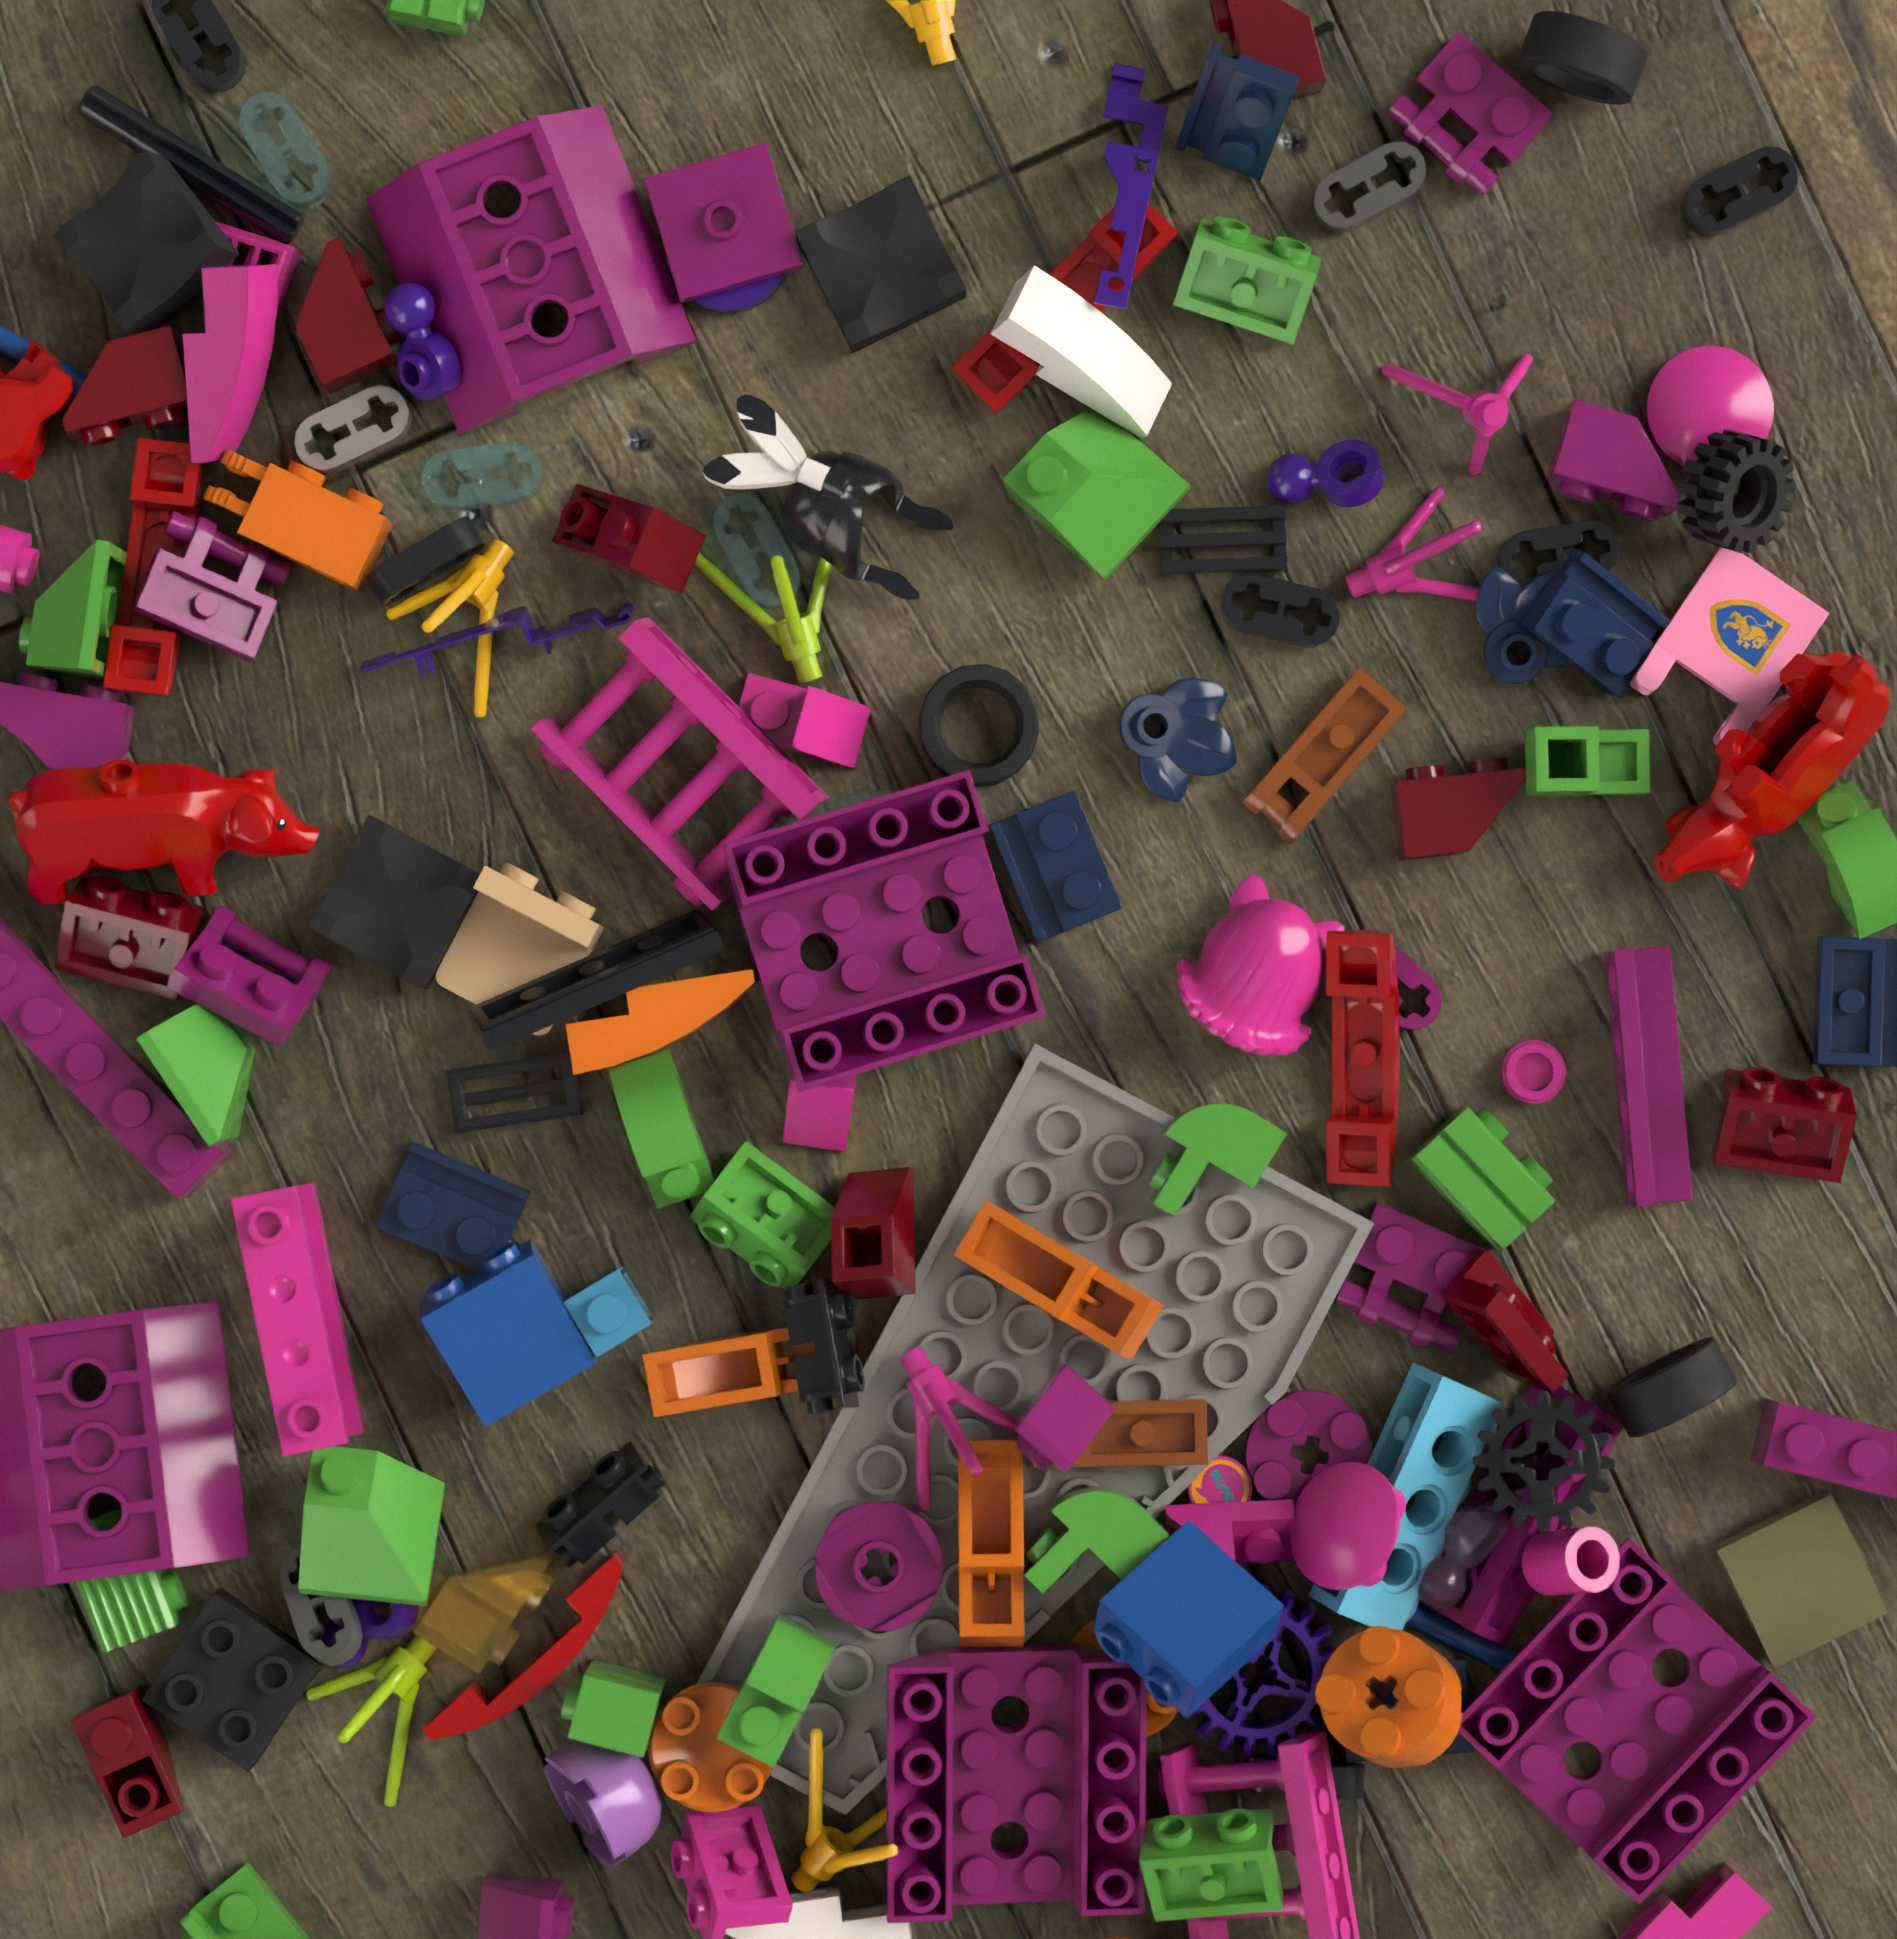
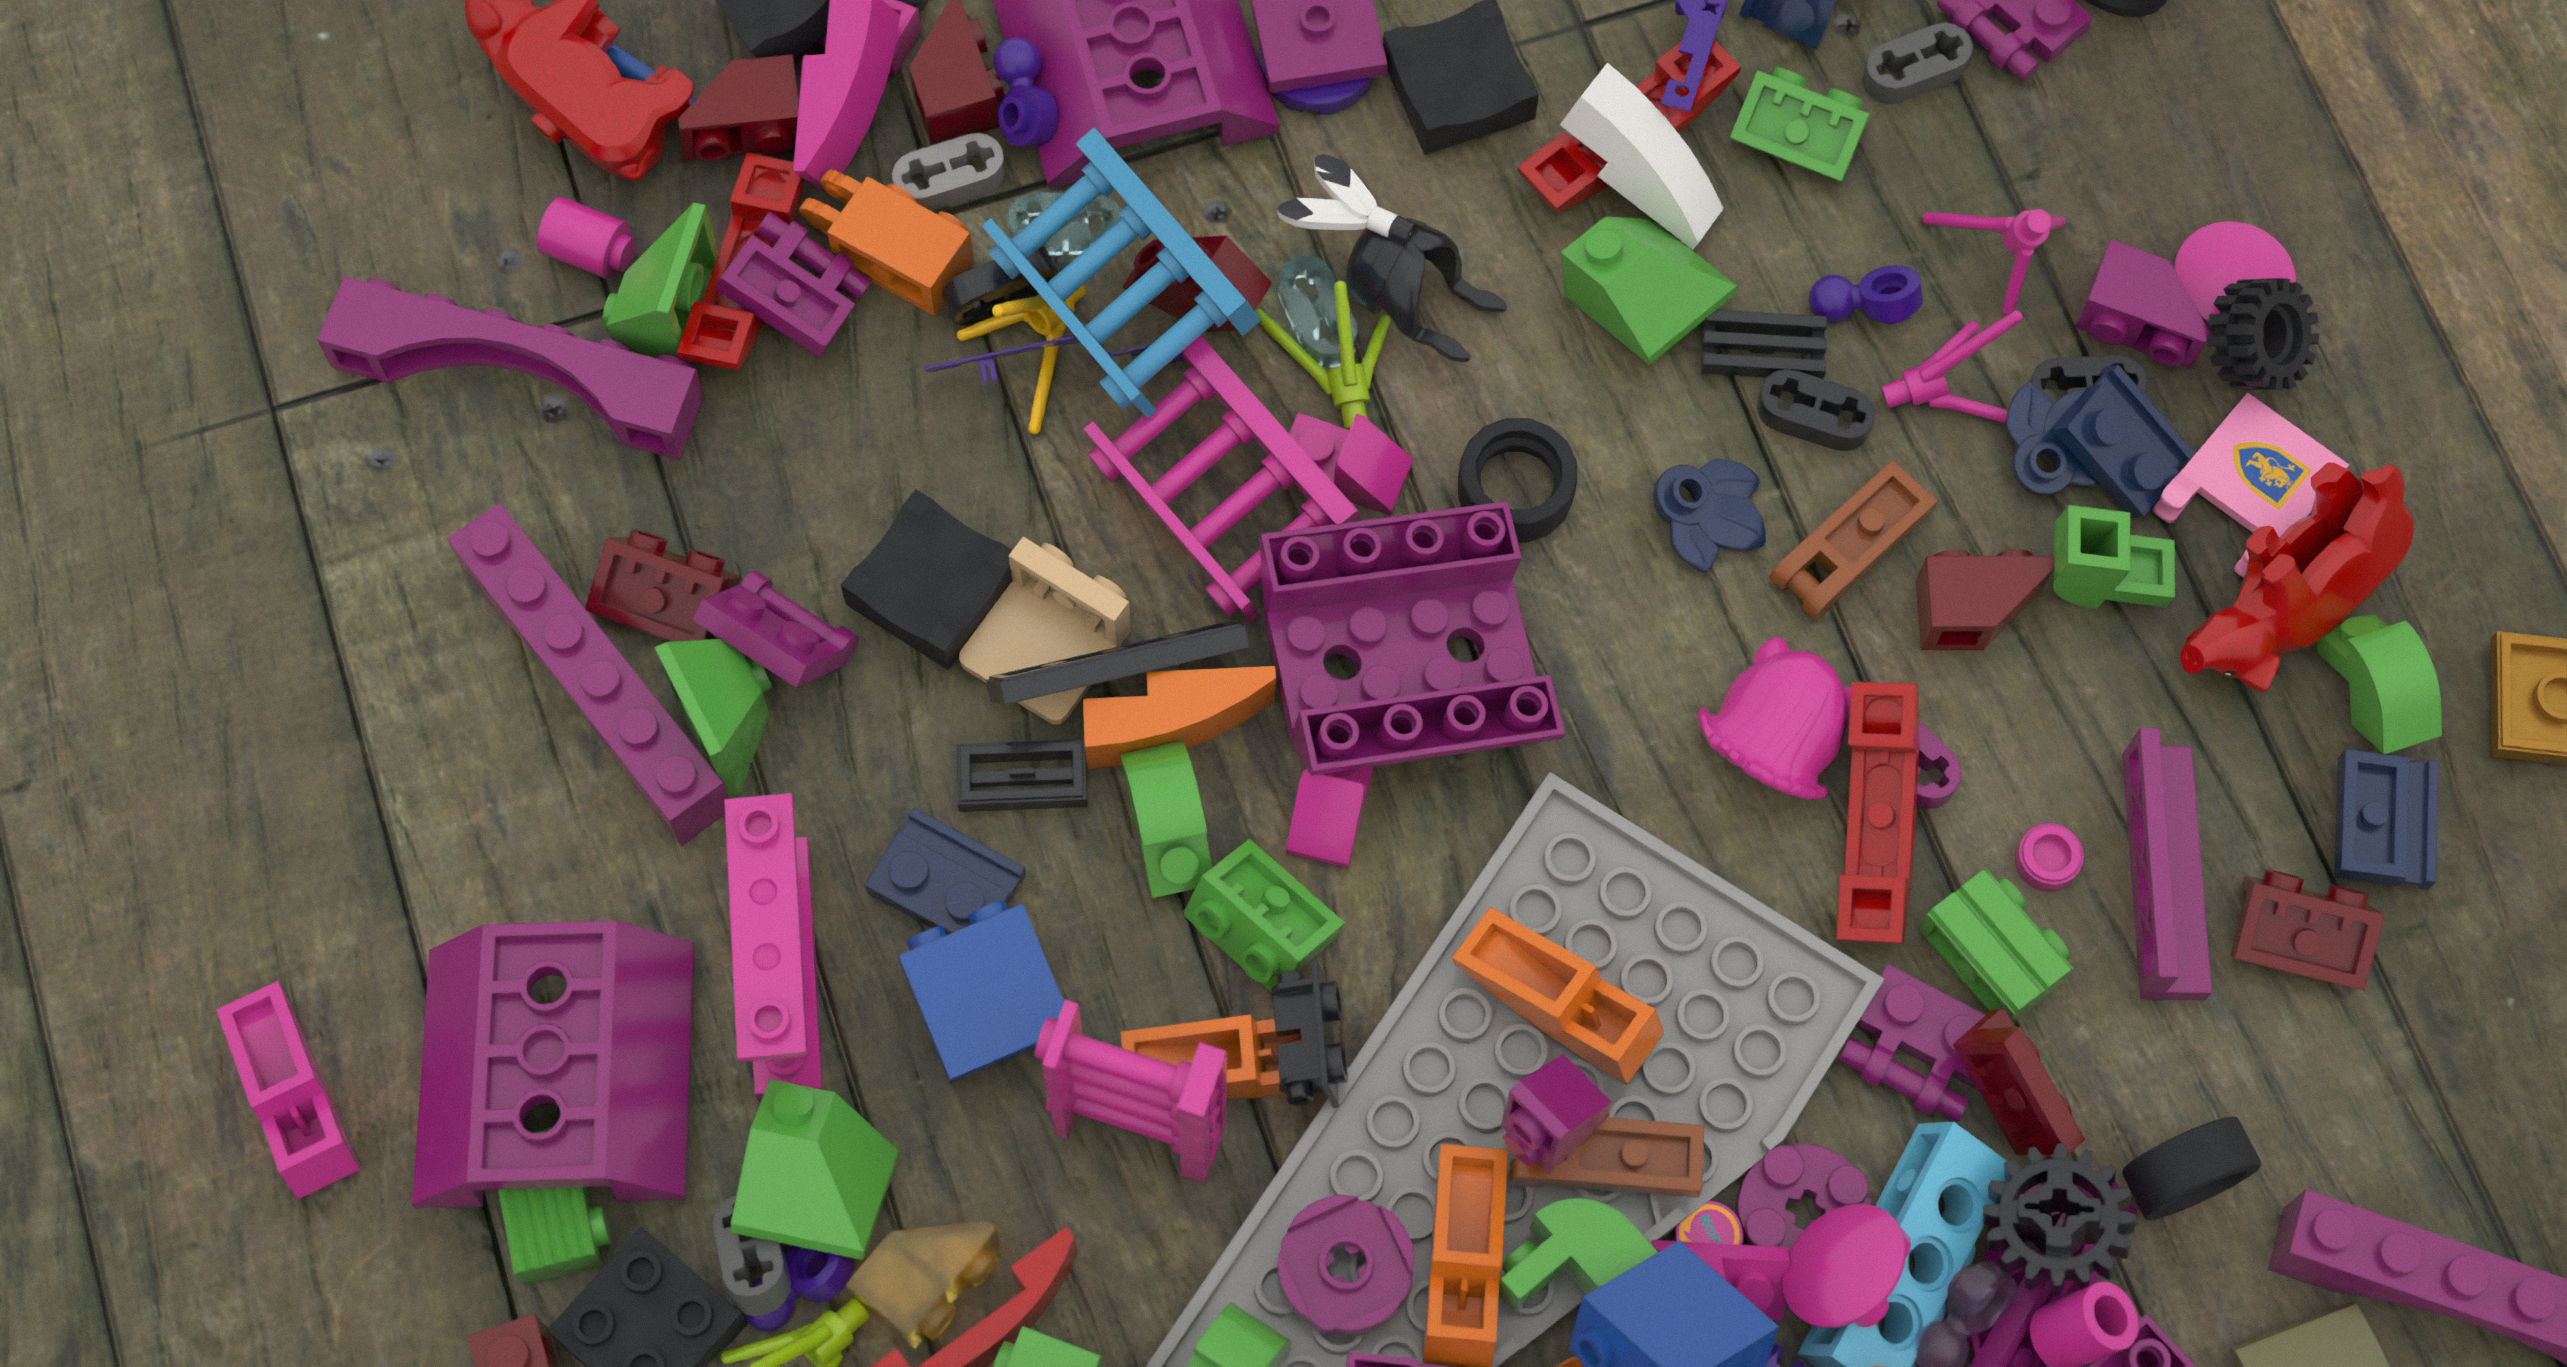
camera: 15 degrees right, 20 degrees down
(149, 818) = (698, 465): red animal -> none
(575, 1521) = (1034, 1197): black hinge -> none
(609, 554) = (1178, 261): none -> dark azure fence
(609, 1311) = (1095, 981): dark azure brick -> none
(712, 1454) = (1135, 1092): none -> dark pink fence
(875, 1234) = (1372, 940): dark red slope -> none
(934, 1397) = (1418, 1101): dark pink plant -> none
(1055, 866) = (1582, 619): dark blue plate -> none
(1217, 1135) = (1728, 866): bright green brick -> none
(1732, 178) = (2267, 107): black beam -> none

